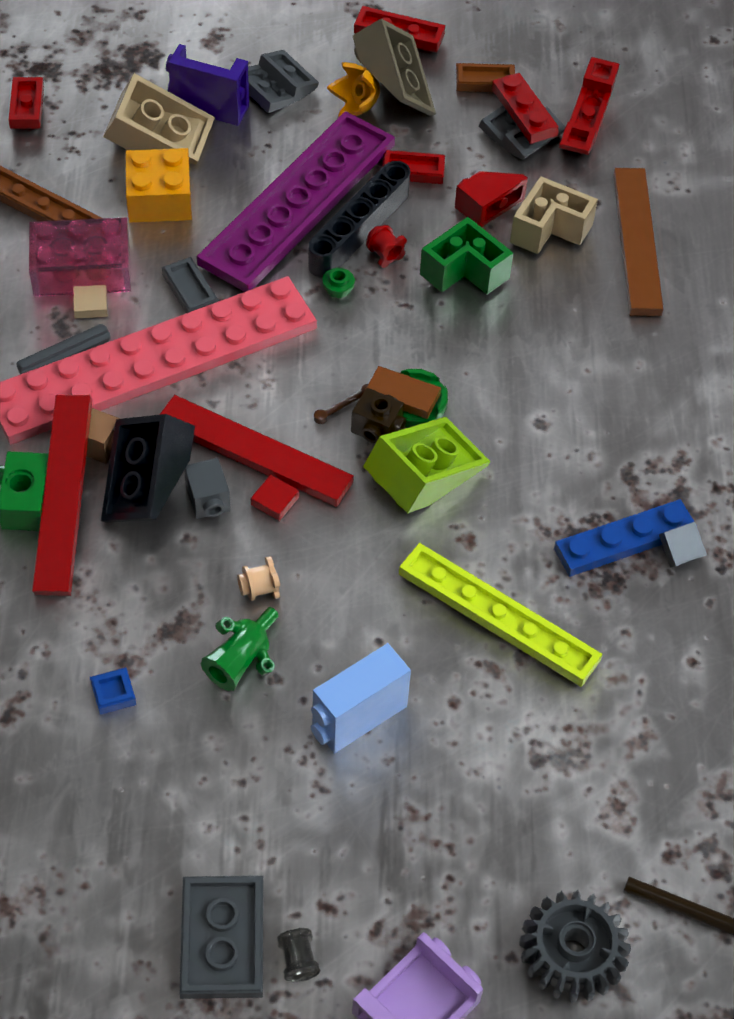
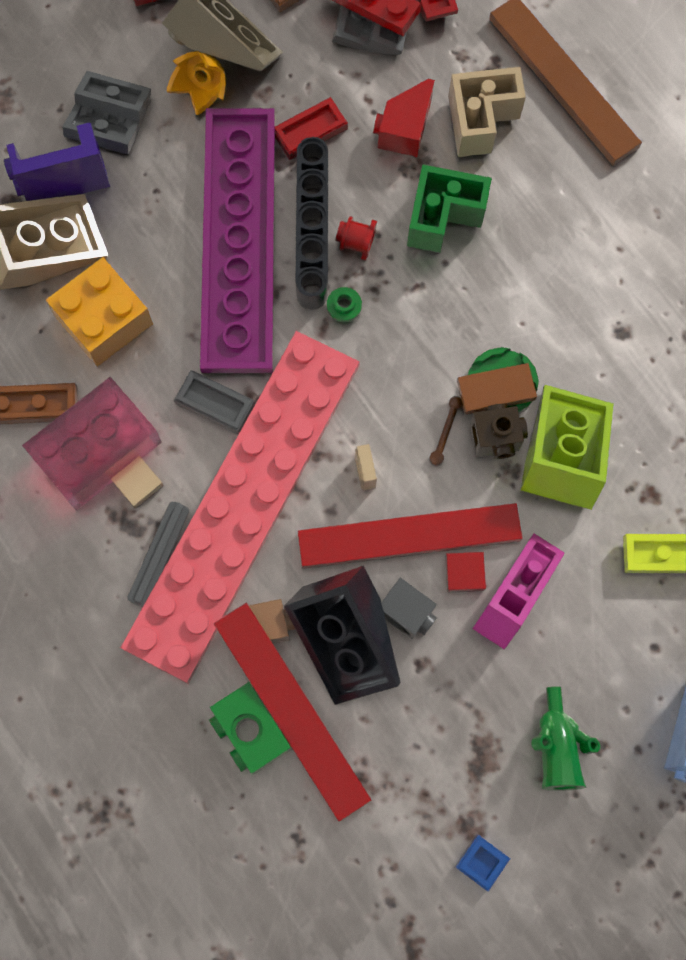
camera: 35 degrees left, 20 degrees up
(259, 384) = (365, 467): none -> tan tile
(259, 580) = (523, 668): light nougat brick -> none
(299, 529) = (518, 591): none -> dark pink slope

